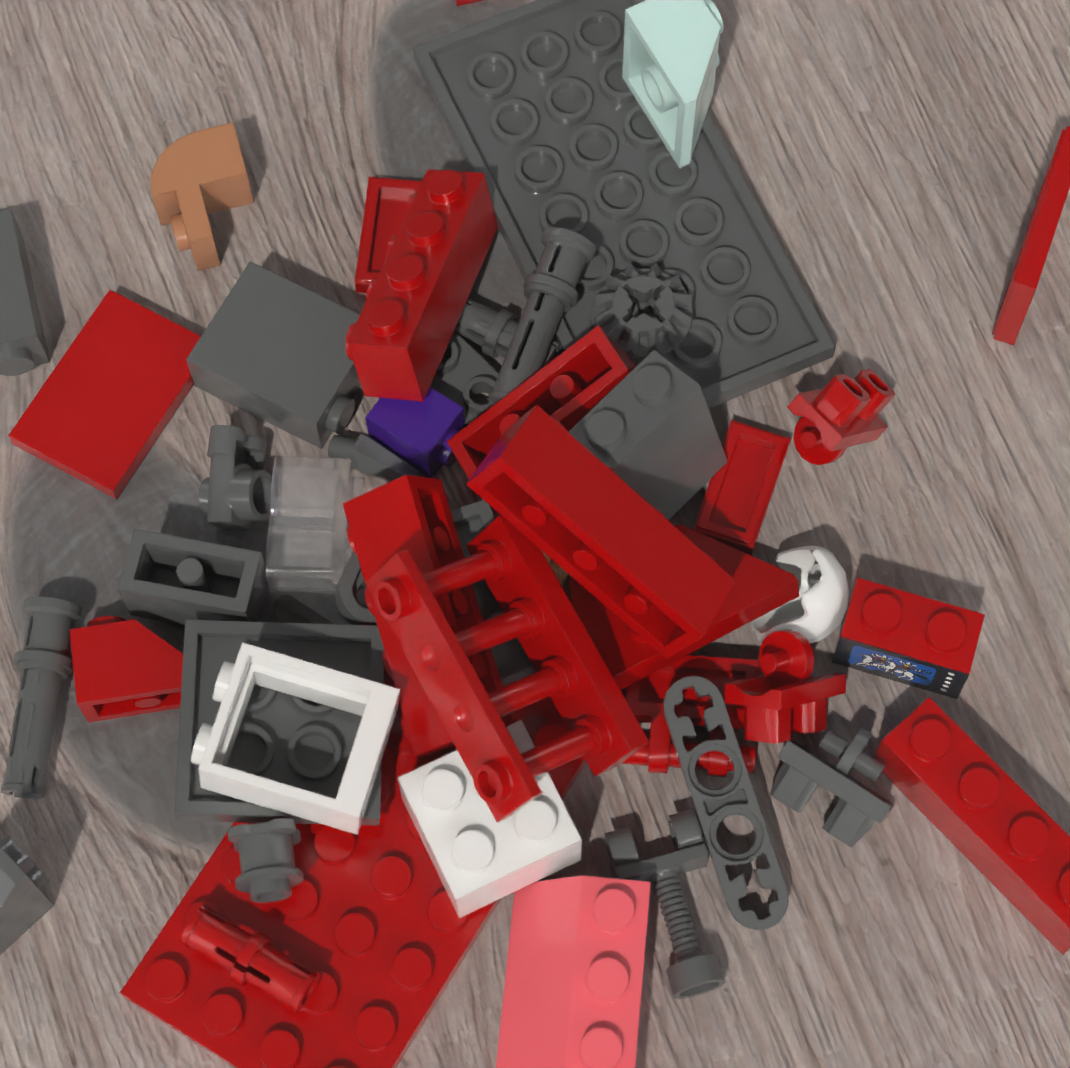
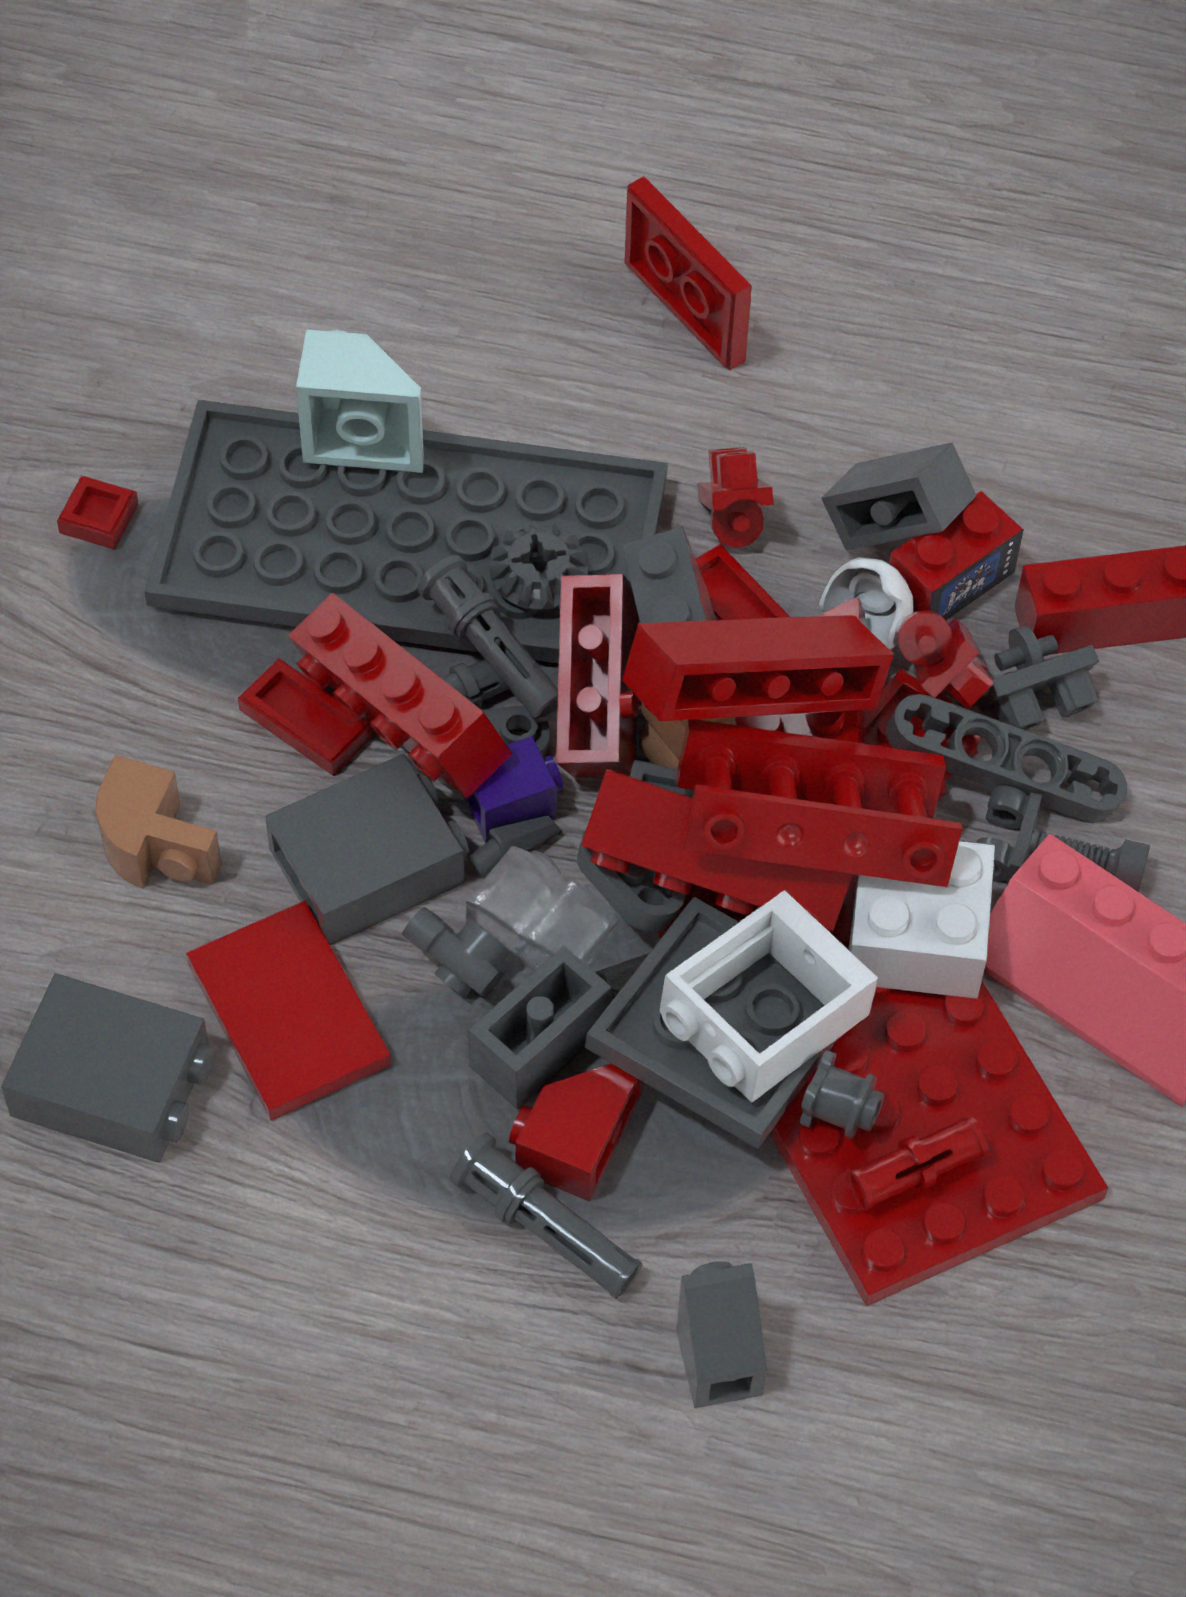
camera: 60 degrees left, 10 degrees down
(927, 550) = (899, 496): none -> dark grey brick

